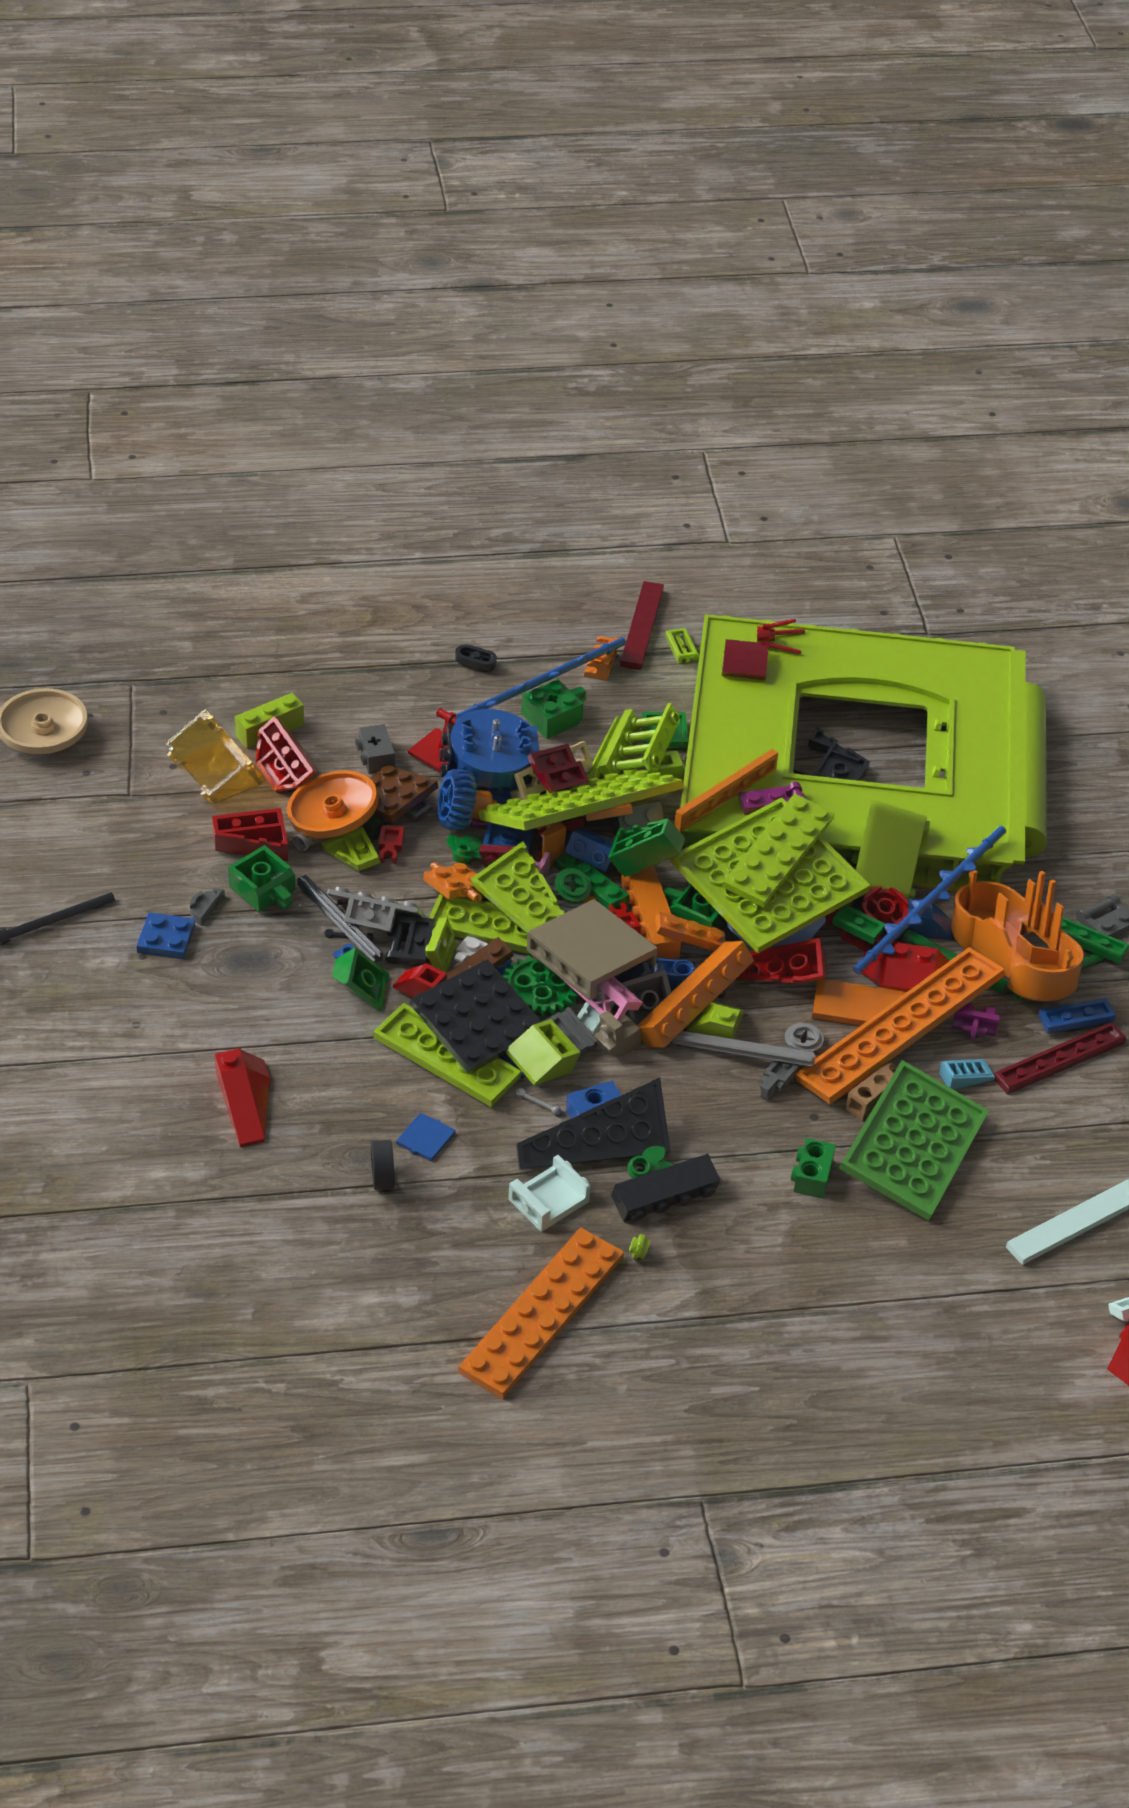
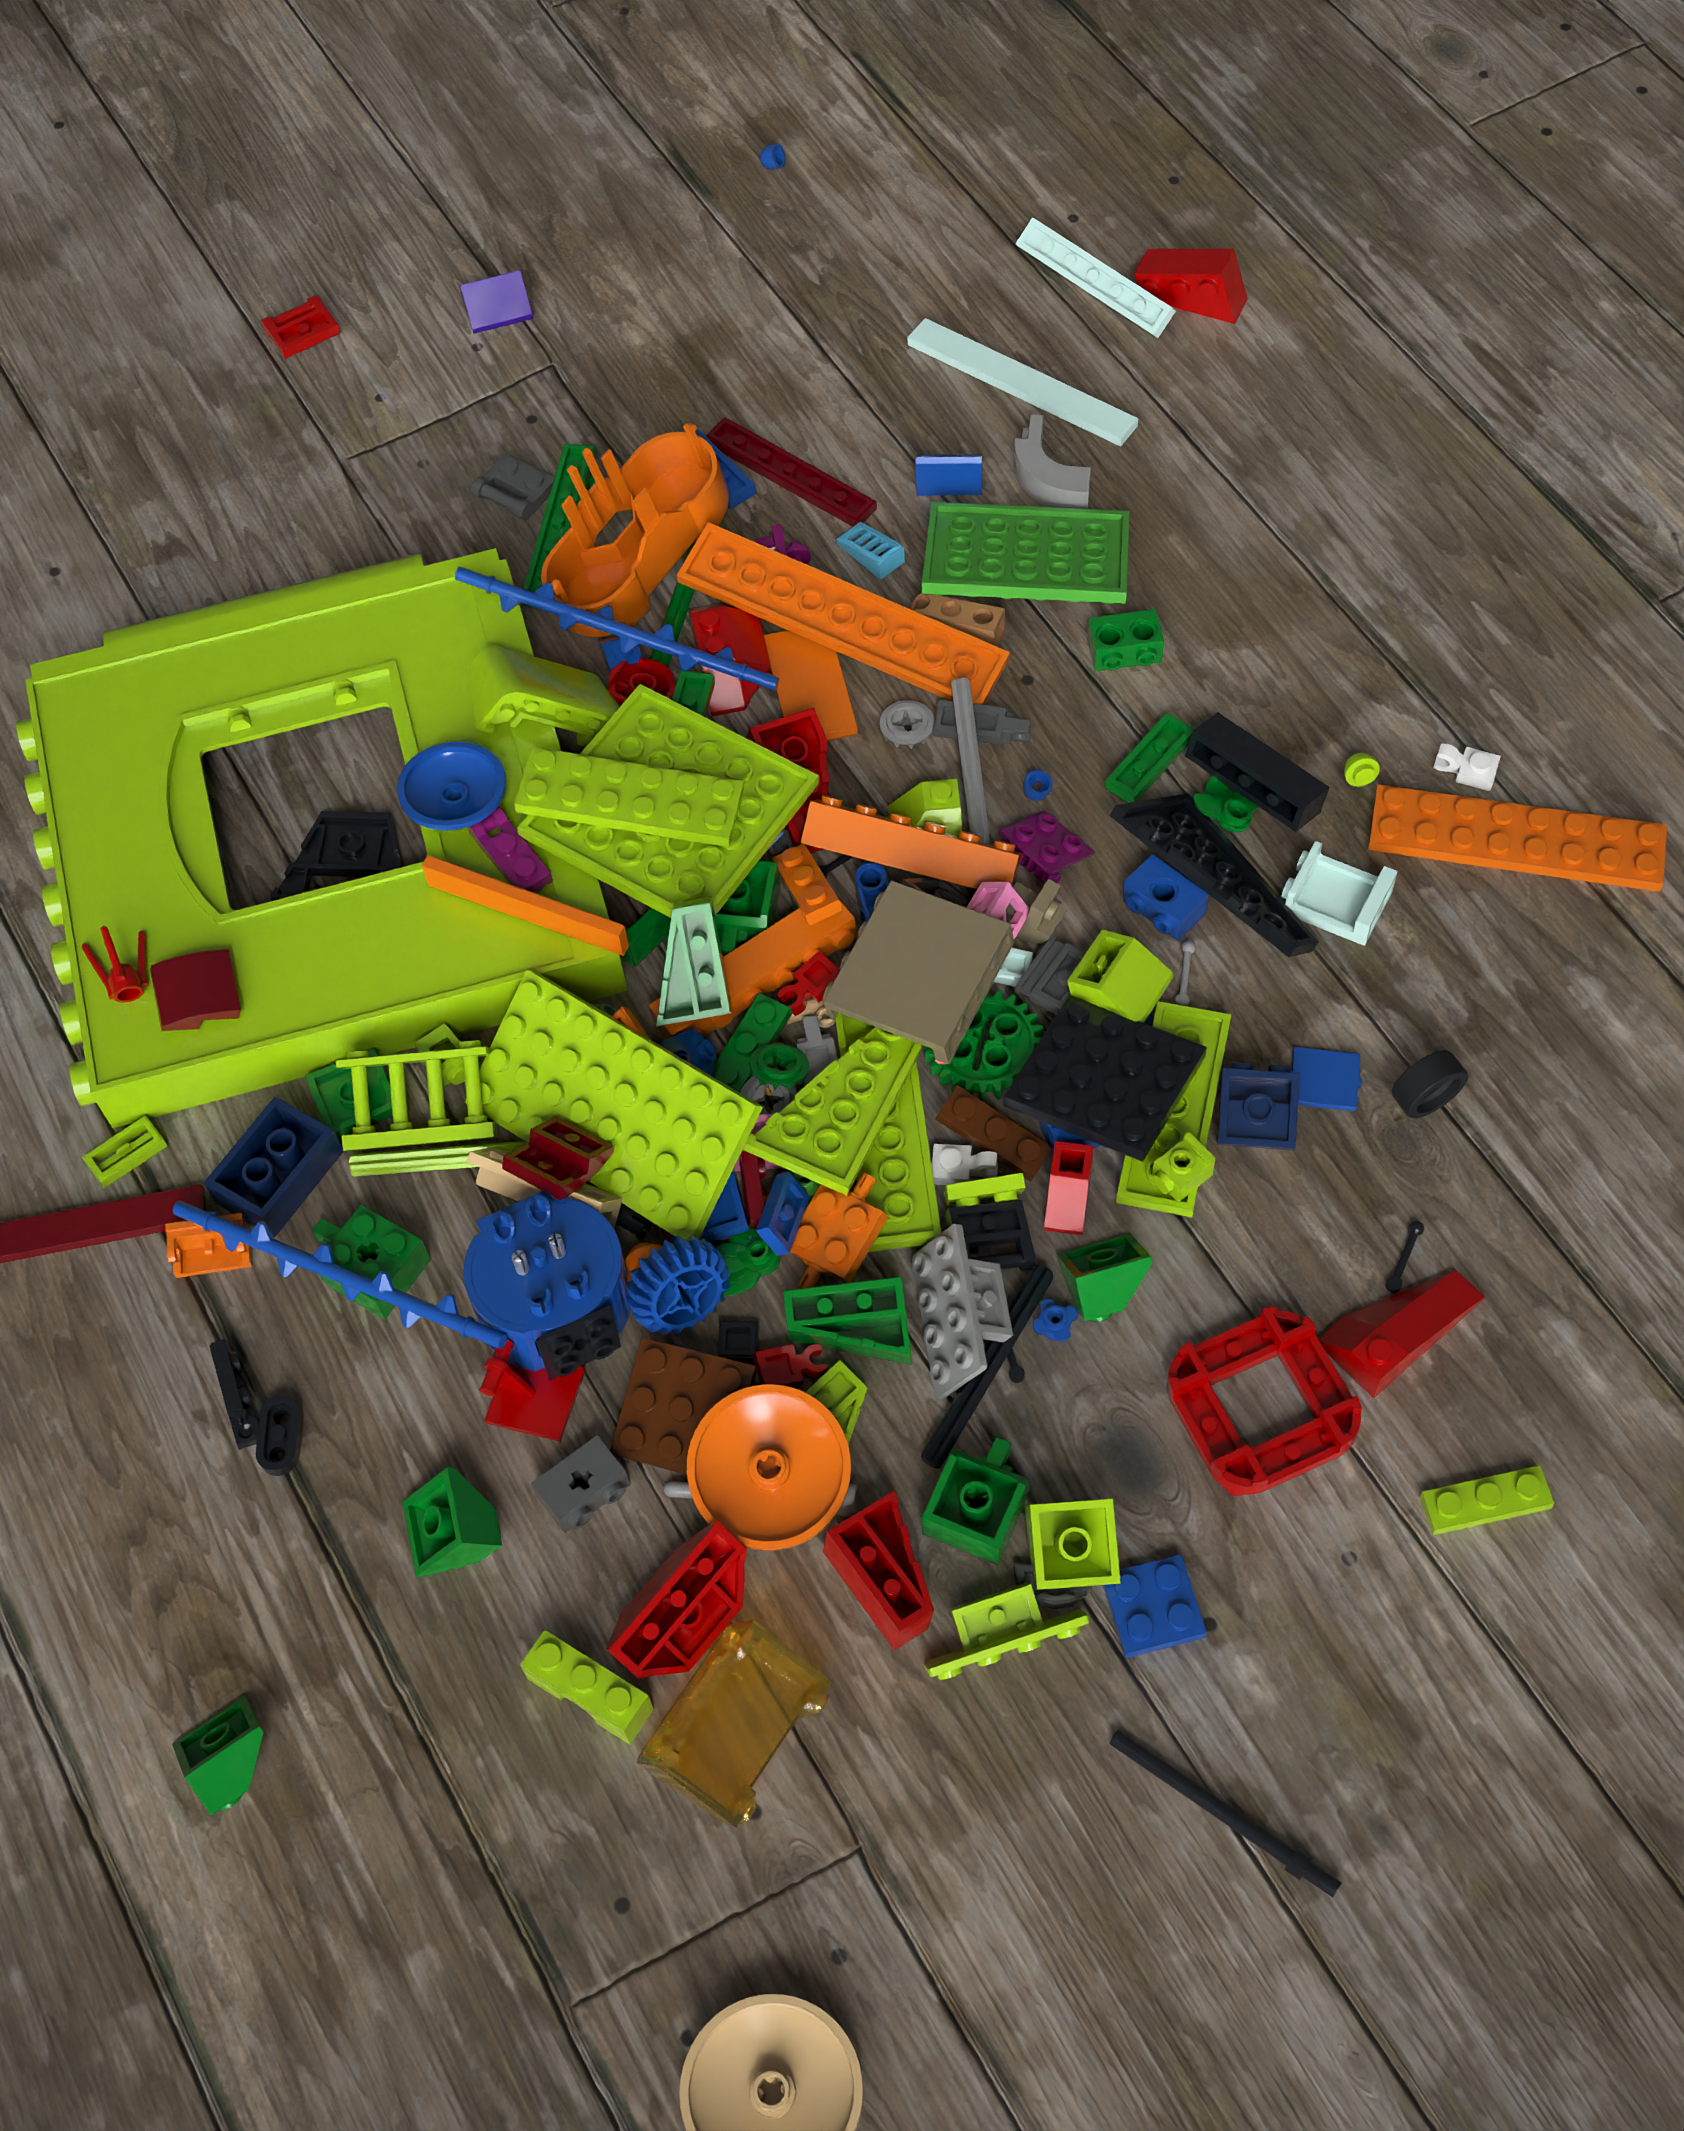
camera: 105 degrees left, 15 degrees up
(124, 1090) = (1486, 1500): none -> lime plate
(193, 870) = (1000, 1625): none -> lime bracket
(218, 901) = (1073, 1544): none -> lime slope
(263, 1045) = (1280, 1459): none -> red plate
(275, 1110) = (1394, 1282): none -> black hinge
(322, 600) = (221, 1755): none -> green slope
(383, 700) = (449, 1524): none -> green slope
(397, 1022) = (1196, 1169): none -> lime brick
(398, 869) = (852, 1318): none -> green wedge
(420, 833) = (738, 1340): none -> black tile
(422, 1088) = (1258, 1107): none -> dark blue plate
(473, 854) = (782, 1213): none -> blue plate
(510, 645) = (236, 1398): none -> black hinge
(612, 1314) = (1472, 767): none -> white plate
(631, 684) = (274, 1166): none -> dark blue brick
(672, 1064) = (1045, 845): none -> magenta hinge
(708, 1141) = (1149, 759): none -> green plate
(720, 1076) = (1029, 782): none -> blue hinge
(826, 777) = (451, 786): none -> blue dish
(991, 1180) = (1045, 479): none -> light grey arch
(1020, 1134) = (948, 474): none -> blue slope

